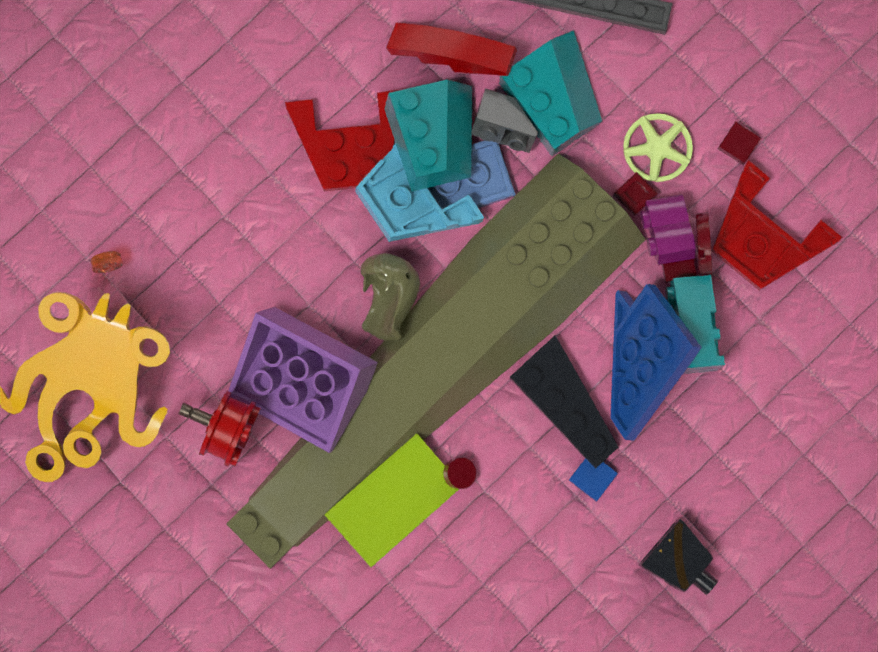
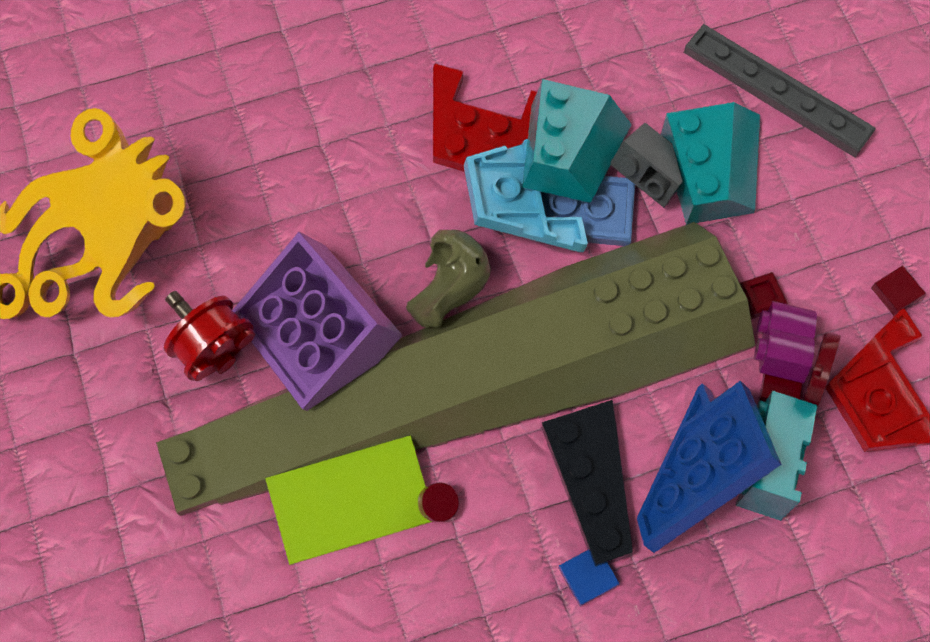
camera: 25 degrees right, 15 degrees down
(106, 262) = (180, 133): clear orange tile -> none
(454, 48) = (633, 78): red slope -> none
(658, 147) = (805, 258): yellowish green wheel -> none

